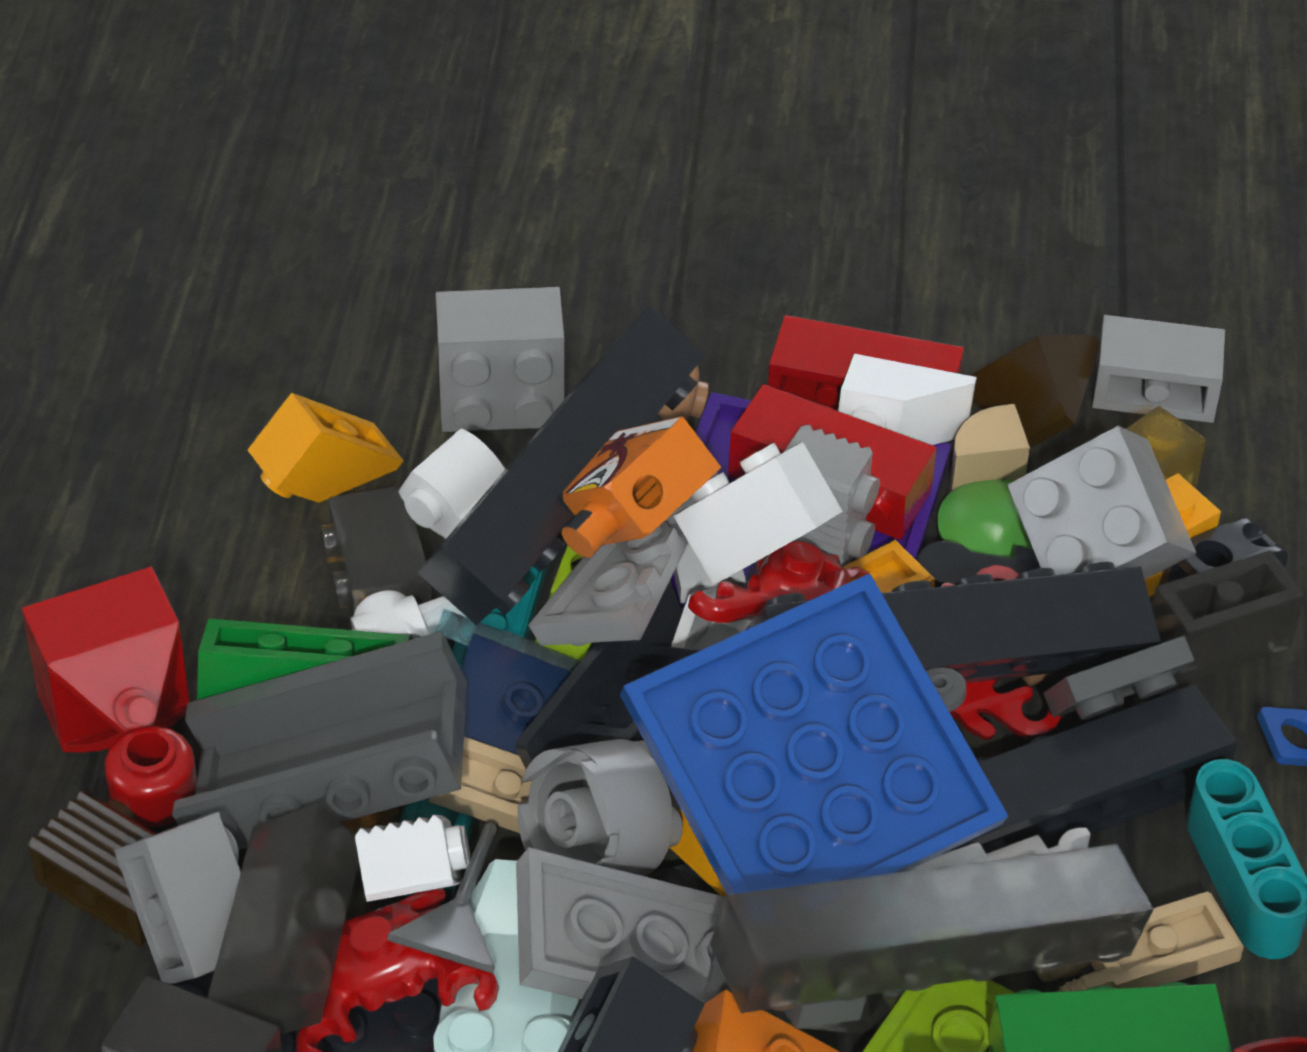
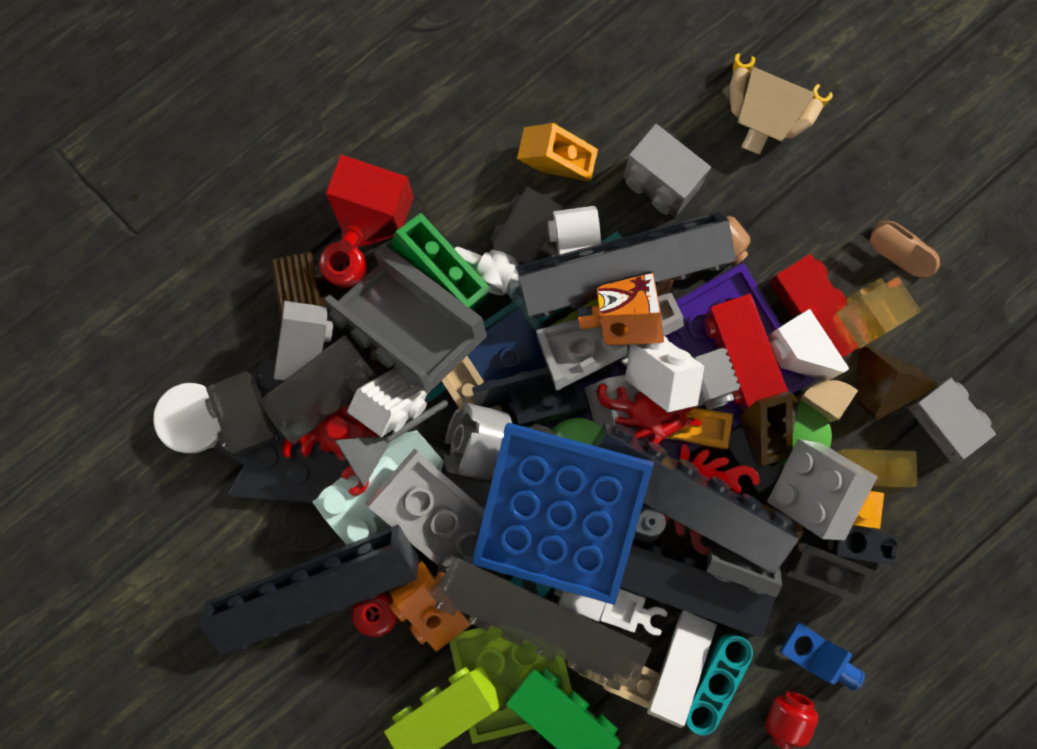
camera: 45 degrees right, 35 degrees up
(550, 219) = (771, 105): none -> tan torso
(889, 250) = (904, 249): none -> medium nougat arm
(935, 308) = (877, 310): none -> clear yellow brick
(954, 504) = (770, 427): none -> dark brown slope
(1186, 872) = (682, 669): none -> white tile

